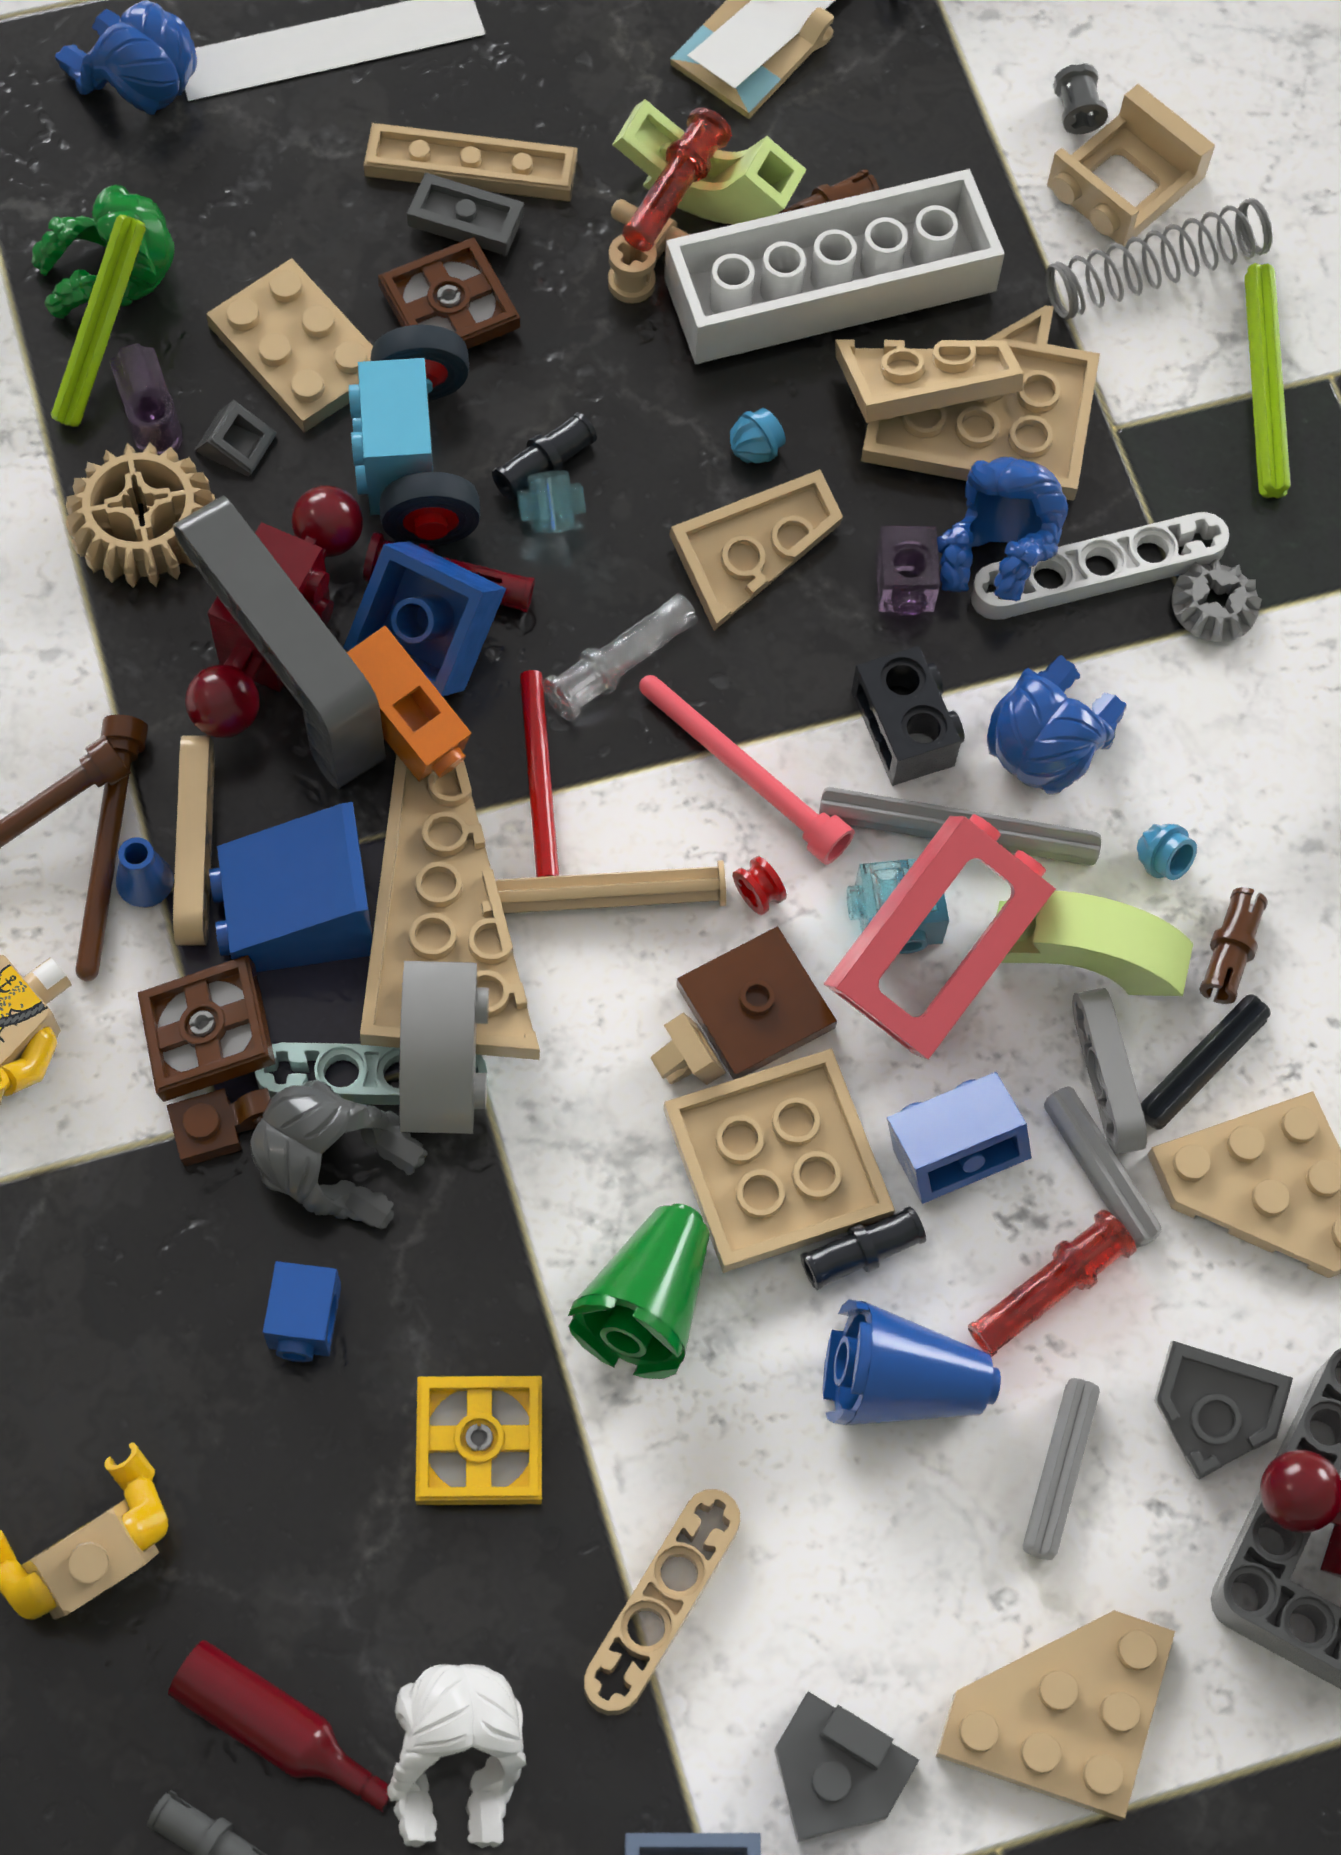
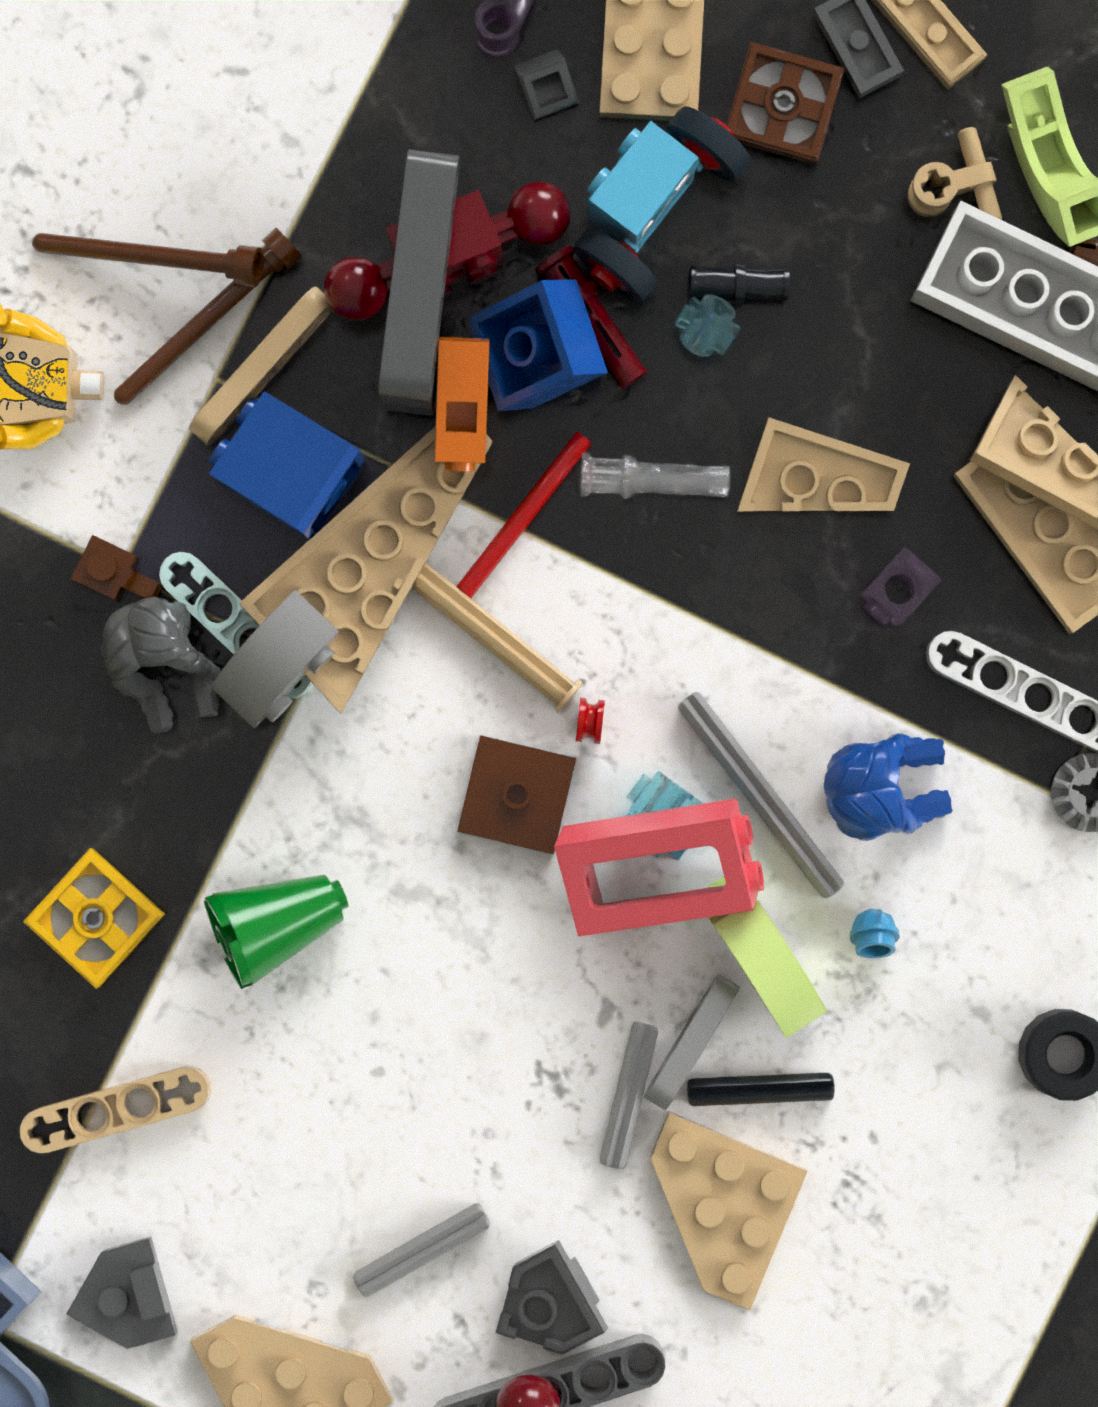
camera: 50 degrees right, 20 degrees up
(107, 513) = (411, 80): tan gear -> none
(142, 874) = (216, 372): blue cone -> none
(205, 1028) = (156, 507): reddish brown piece -> none
(301, 1311) = (57, 744): blue brick -> none
(686, 163) = (1037, 141): clear red pin -> none
(687, 1053) = (442, 792): tan tile -> none
(757, 436) = (894, 396): dark azure plate -> none
(777, 1160) = (431, 909): tan plate -> none
(825, 835) = (665, 720): coral piece -> none
(863, 1247) = (430, 1011): black pin -> none
(895, 716) = (786, 685): black brick -> none
(902, 1371) = (376, 1111): blue cone -> none
(959, 1137) = (551, 999): brick -> none
(1005, 504) = (1011, 599): blue hair -> none
(1073, 1267) = (461, 1135): clear red pin -> none
(1233, 945) = (854, 1034): reddish brown pin -> none

